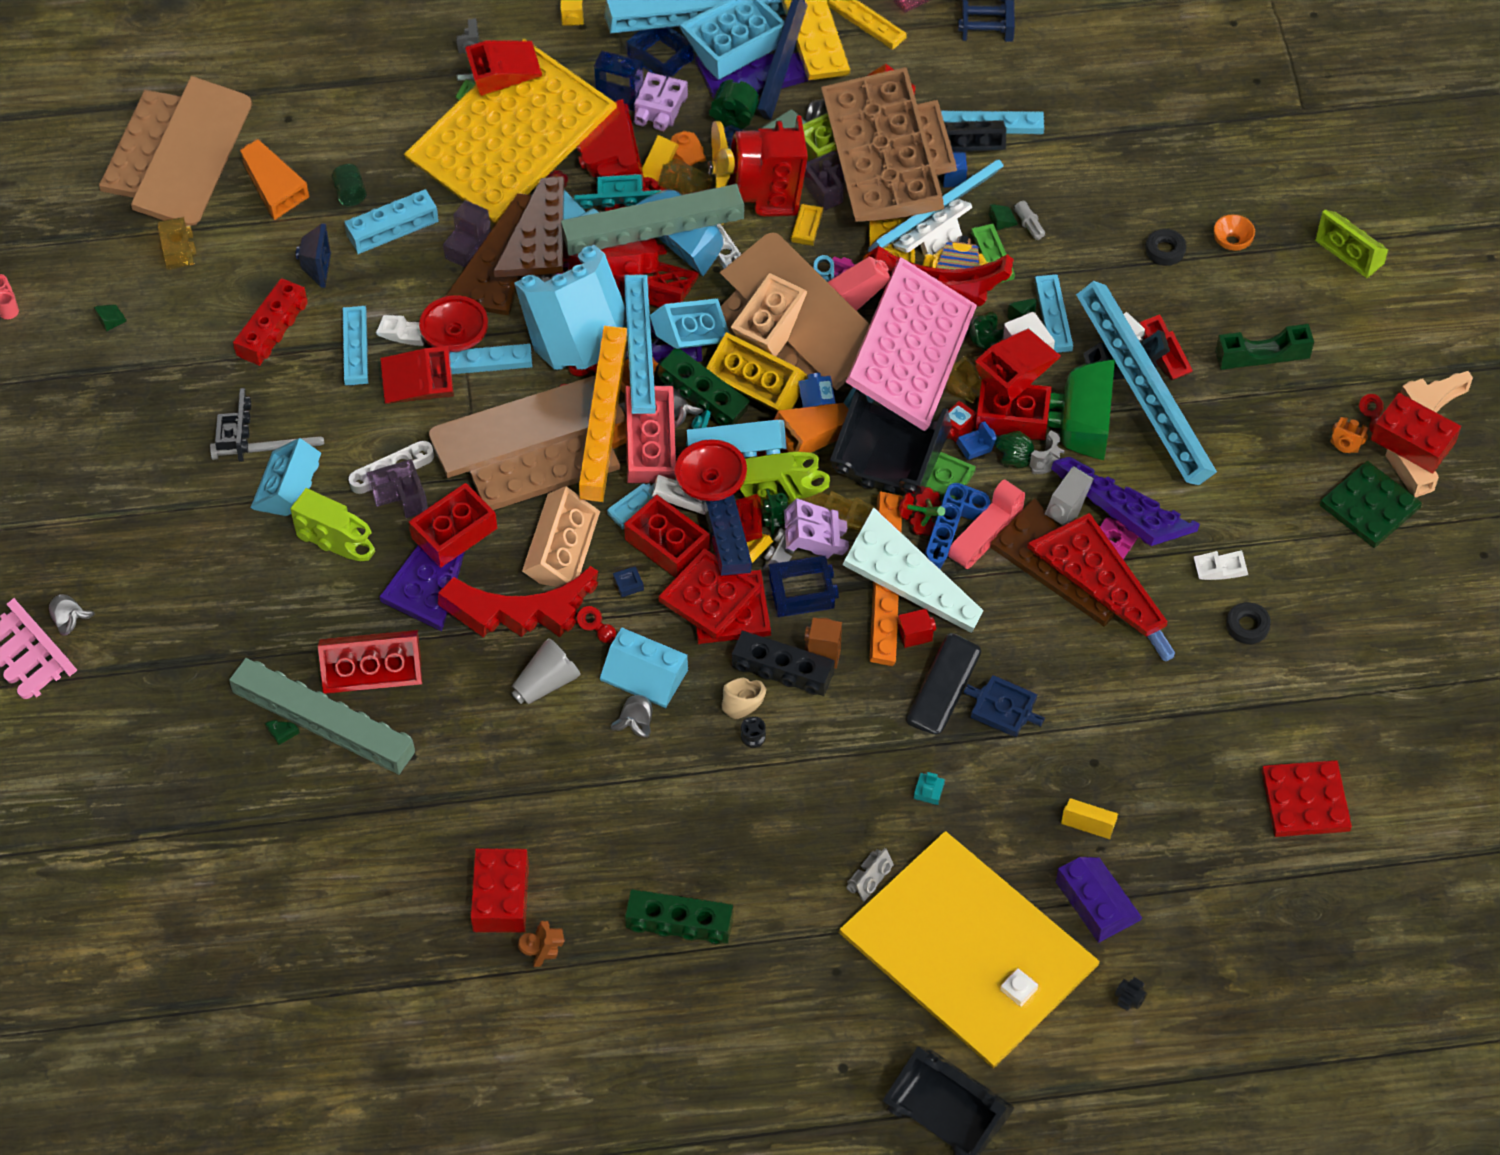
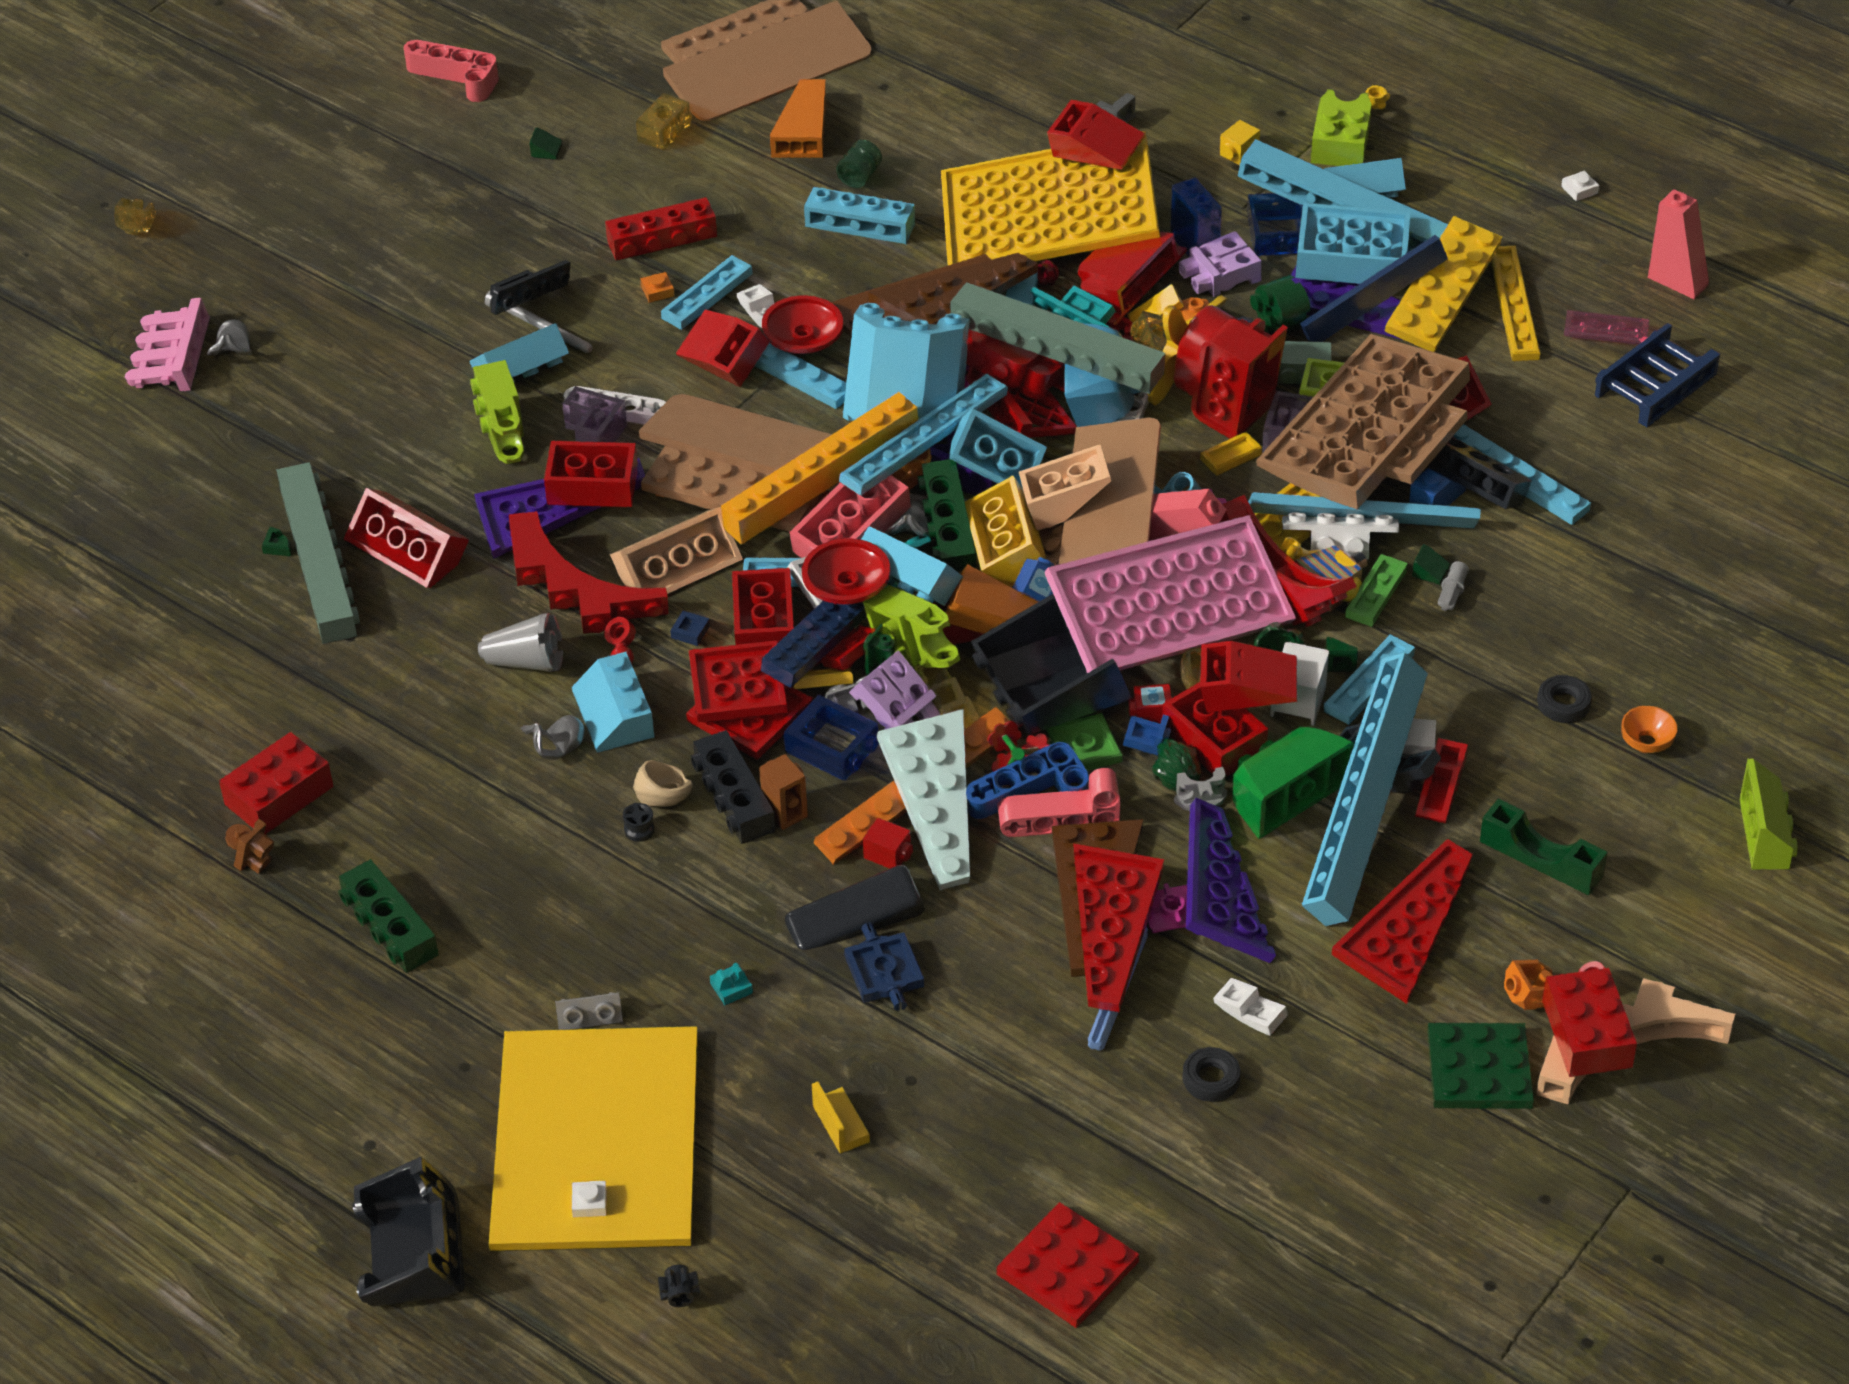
camera: 45 degrees right, 10 degrees down
(314, 365) = (657, 287): none -> orange plate
(315, 254) = (762, 201): dark blue slope -> none
(470, 231) = (912, 259): clear purple brick -> none
(1069, 497) = (1166, 834): light grey slope -> none
(1096, 897) = (759, 1185): dark purple slope -> none
(1244, 454) = (1402, 929): none -> red wing

